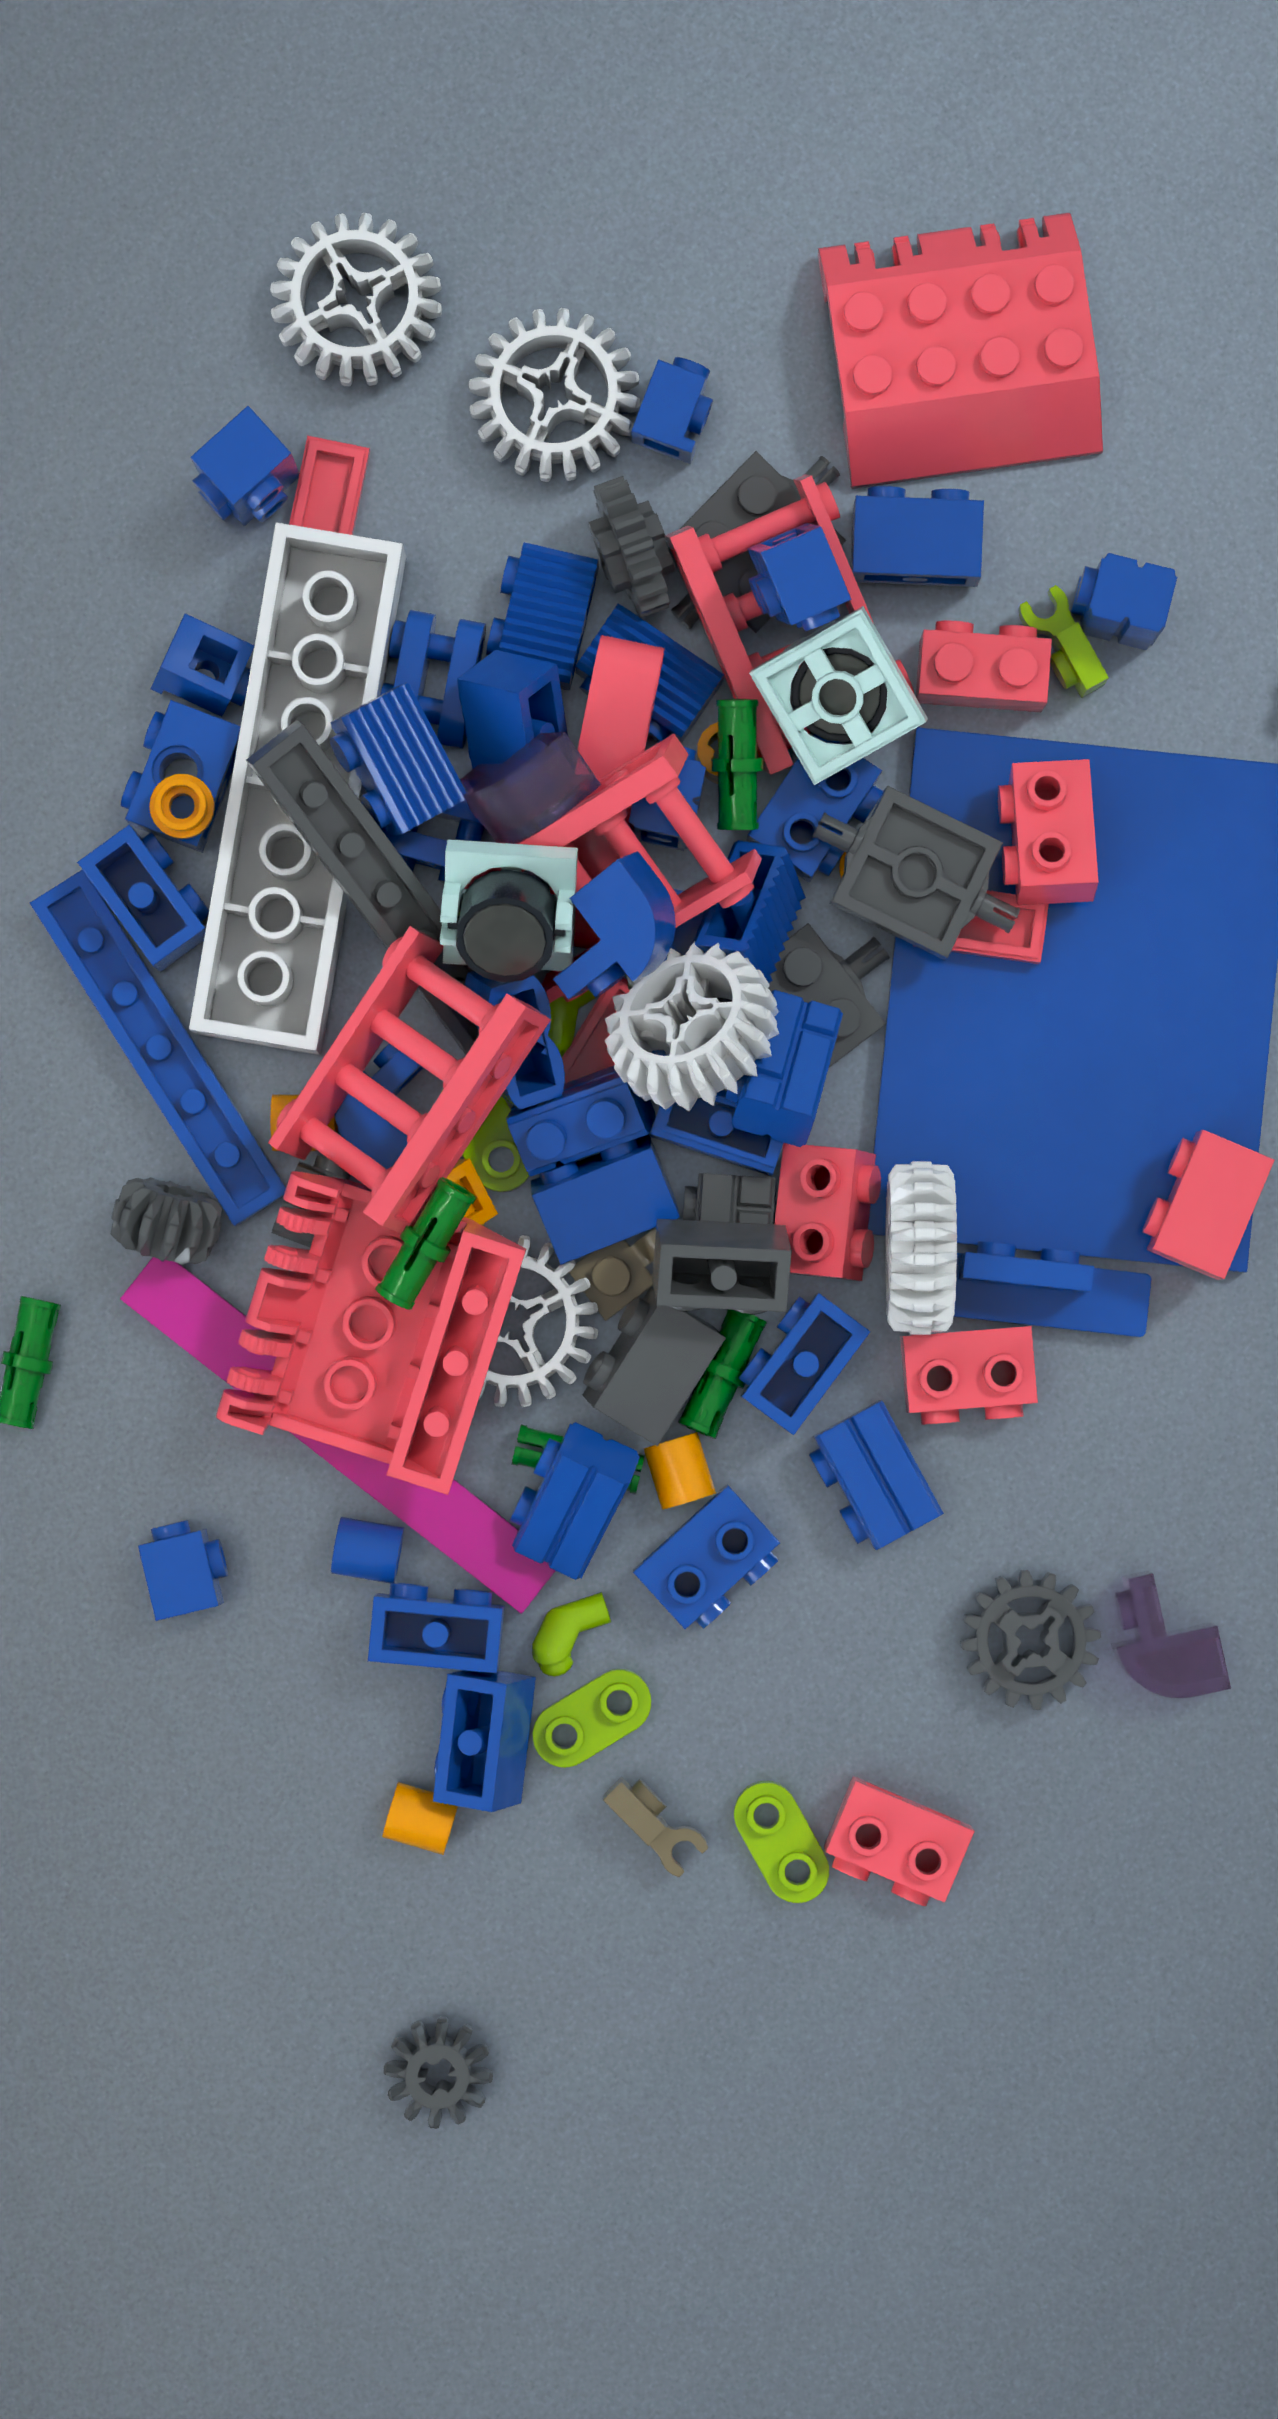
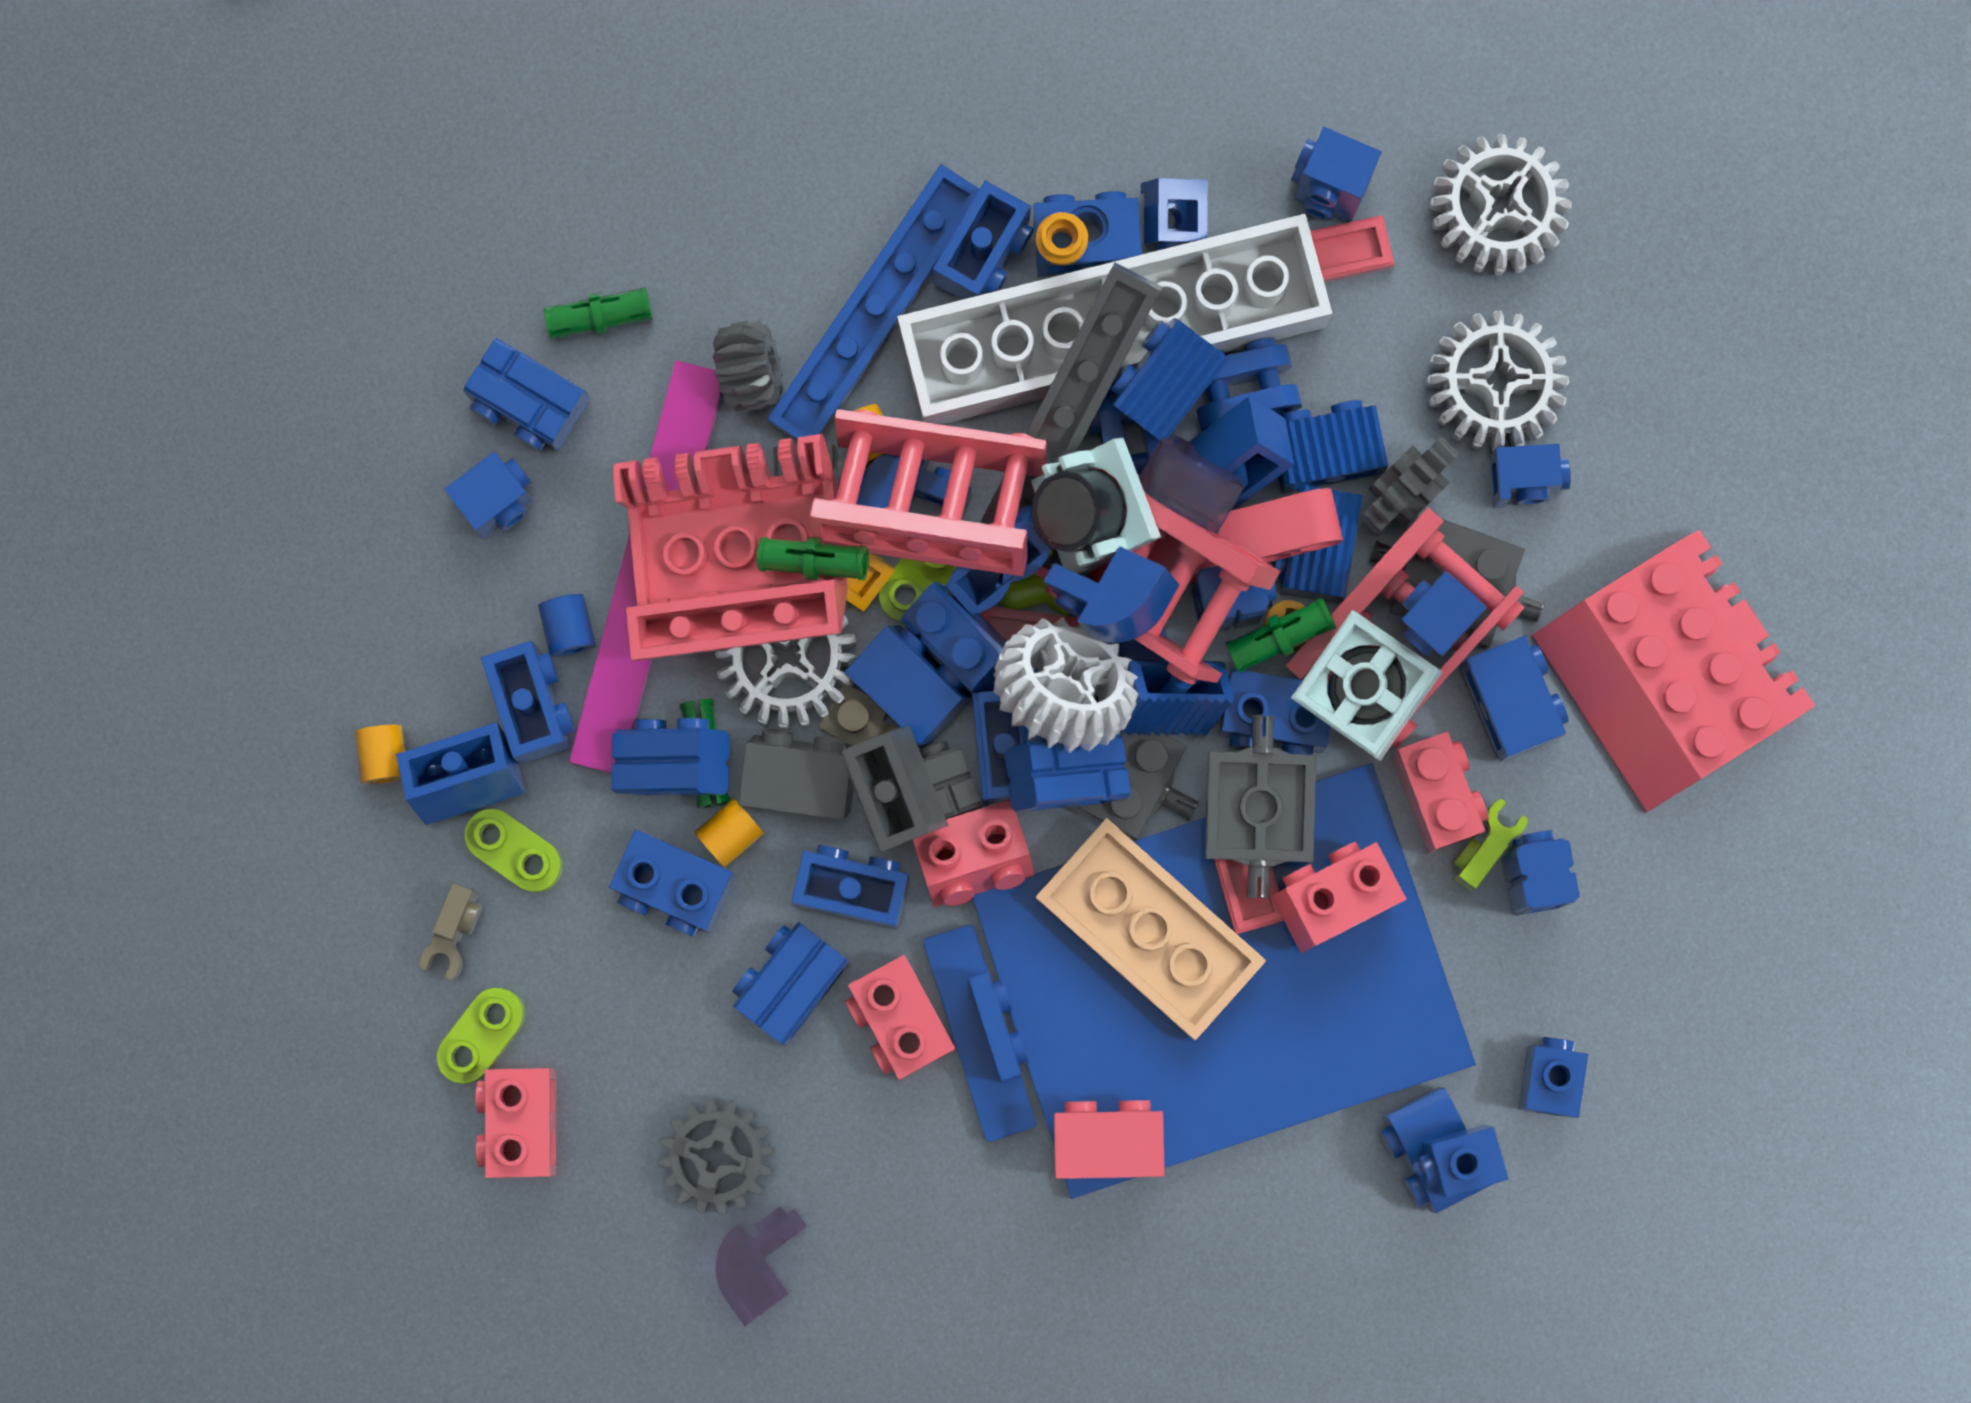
camera: 60 degrees right, 5 degrees down
(86, 1484) = (526, 396): none -> blue brick
(432, 2051) = (181, 867): dark grey gear -> none
(561, 1628) = (570, 797): lime arm -> none
(720, 1380) = (811, 831): green pin -> none
(920, 1248) = (976, 935): white gear -> none
(994, 1053) = (1150, 929): none -> light nougat plate

